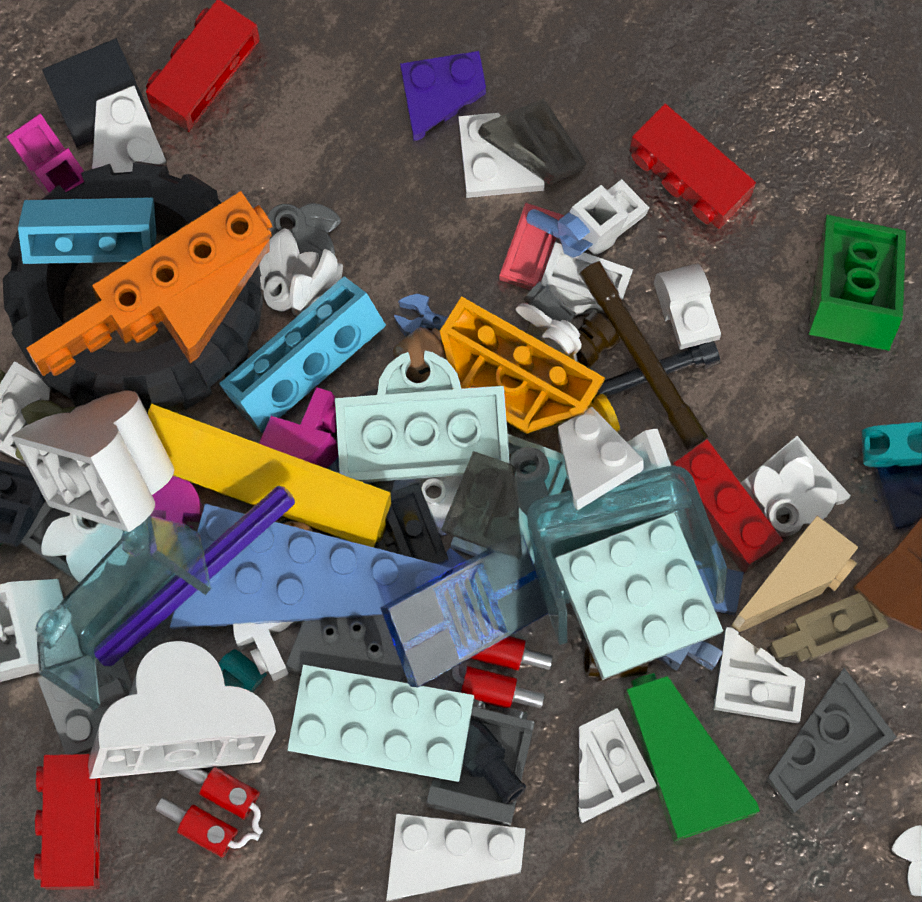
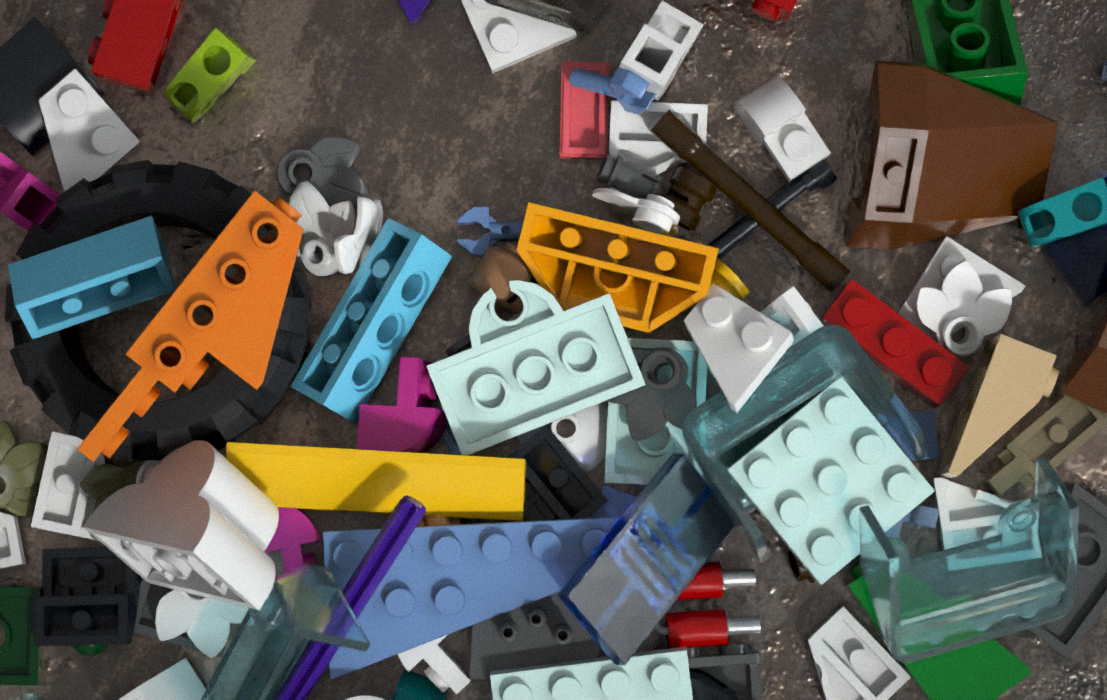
camera: 15 degrees left, 10 degrees up
(237, 126) = (208, 75): none -> lime leg
(487, 506) = (635, 438): clear smoke wing -> none
(733, 725) = (977, 587): none -> clear light blue windscreen
(812, 369) = (945, 159): none -> reddish brown wedge

